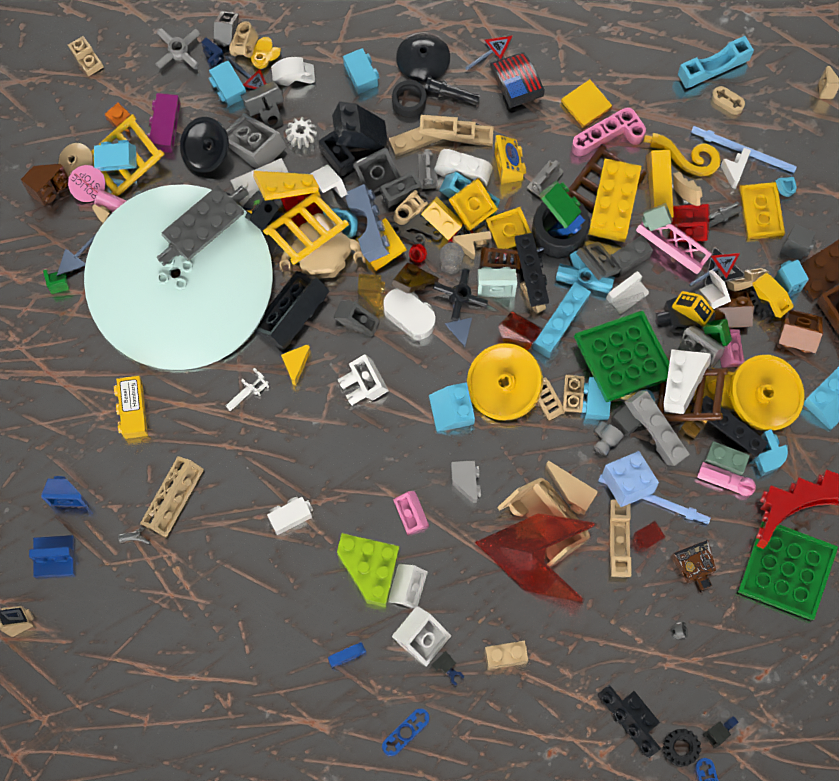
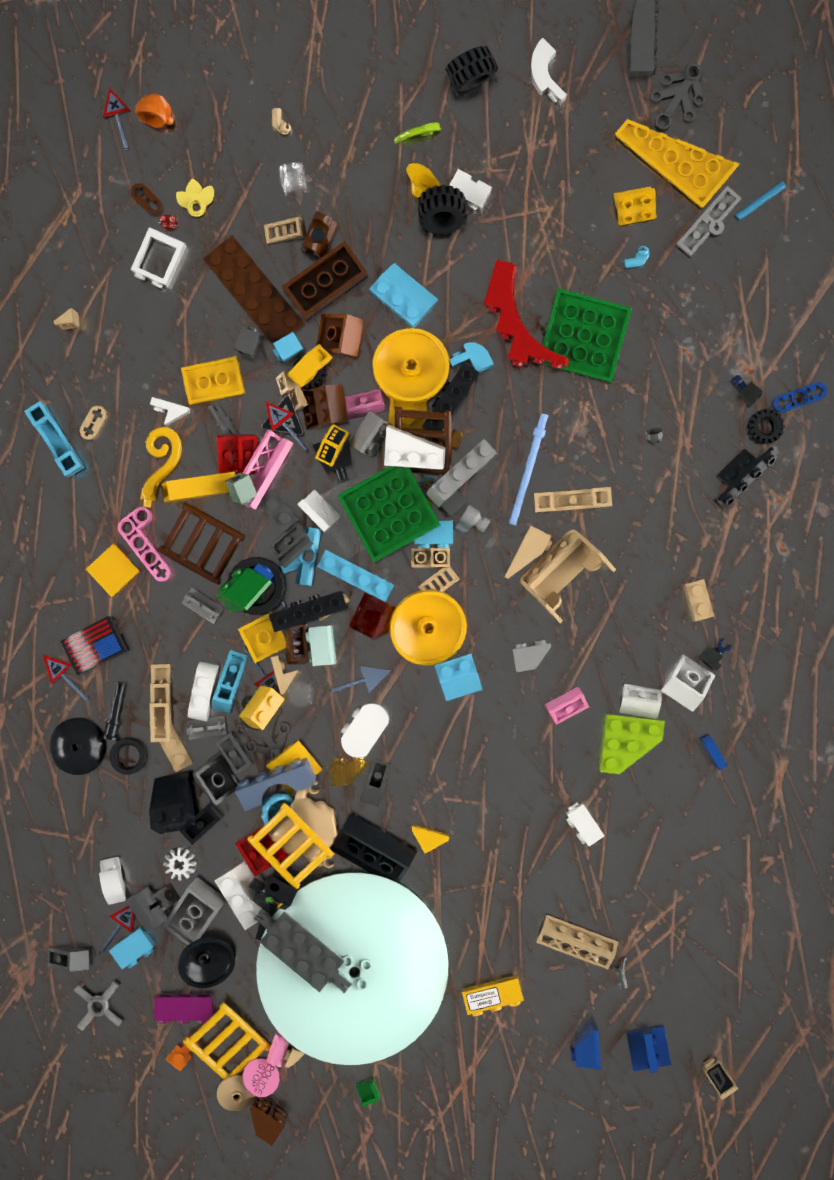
camera: 90 degrees left, 15 degrees up
(70, 261) = (345, 1081): sand blue piece -> none
(85, 56) = (115, 1101): tan slope -> none
(115, 156) = (232, 1052): medium azure brick -> none
(213, 52) = (96, 969): dark blue bracket -> none
(244, 39) = (83, 937): tan piece -> none
(247, 390) = (461, 882): white piece -> none
(264, 52) = (88, 916): yellow plate -> none
(282, 185) = (247, 874): yellow wing -> none
(328, 179) = (233, 830): white panel -> none
(360, 70) = (103, 810): medium azure brick -> none
(368, 377) = (437, 764): white brick -> none
(391, 739) = (787, 700): blue beam -> none
(411, 206) = (253, 741): tan piece -> none
(413, 253) = (299, 728): red plate -> none
(413, 278) = (328, 730): dark brown wing -> none
(457, 300) = (338, 688): black bar -> none
(473, 204) = (242, 677): yellow tile -> none
(508, 159) = (188, 645): yellow slope -> none
(522, 552) = (590, 592): clear red windscreen -> none
(614, 200) = (222, 533): yellow brick -> none
(630, 479) = (514, 495): light blue brick -> none
(648, 537) = (568, 473): clear red brick -> none
(687, 189) = (202, 459): tan slope -> none
(696, 563) = (589, 424): torso -> none
(710, 136) = (136, 438): light blue bar -> none
(715, 293) = (315, 424): white panel -> none
(719, 331) = (353, 417): green panel -> none
(726, 458) = (482, 401): sand green brick -> none
(726, 479) = (501, 400): bright pink piece -> none
(786, 186) = (184, 356): medium azure tile -> none

